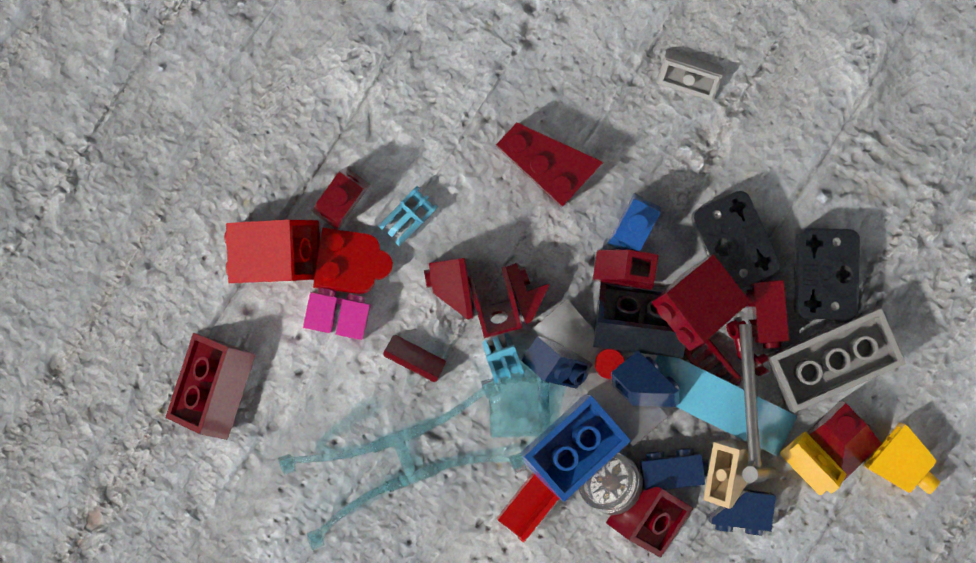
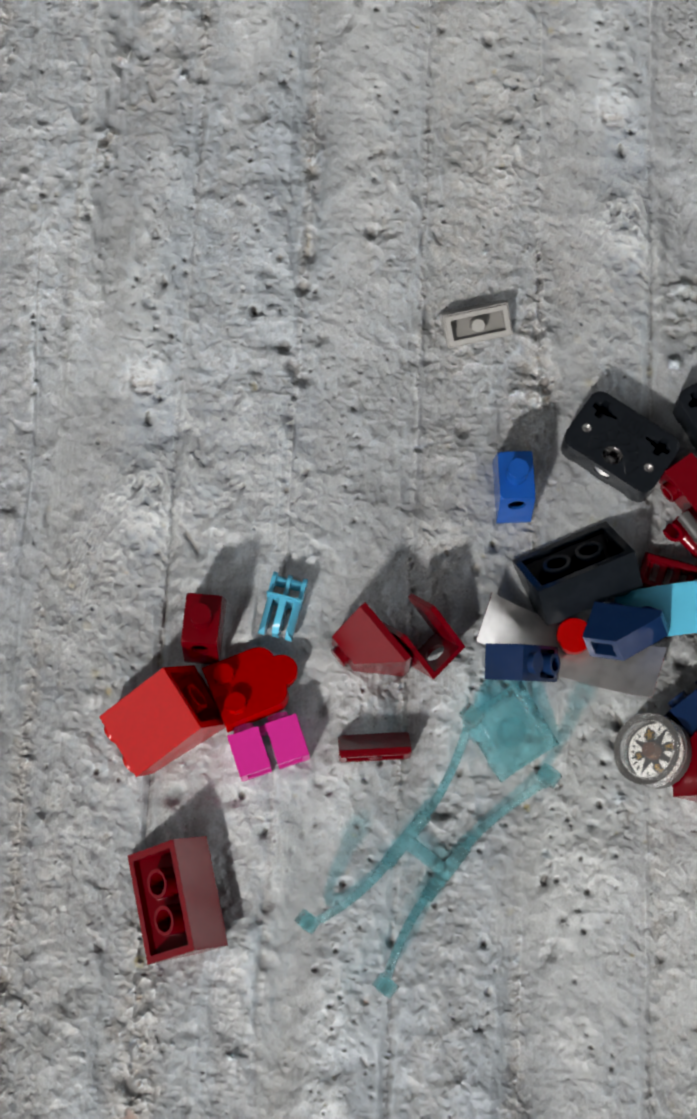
camera: 30 degrees left, 15 degrees down
(504, 360) = (463, 687): medium azure arm -> none
(527, 300) = (456, 614): dark red slope -> none
(528, 507) = (585, 828): red panel -> none
(547, 162) = (389, 474): dark red wedge -> none
(574, 447) = (595, 734): blue slope -> none
(626, 268) = (532, 530): dark red slope -> none
(700, 302) = (628, 511): dark red slope -> none

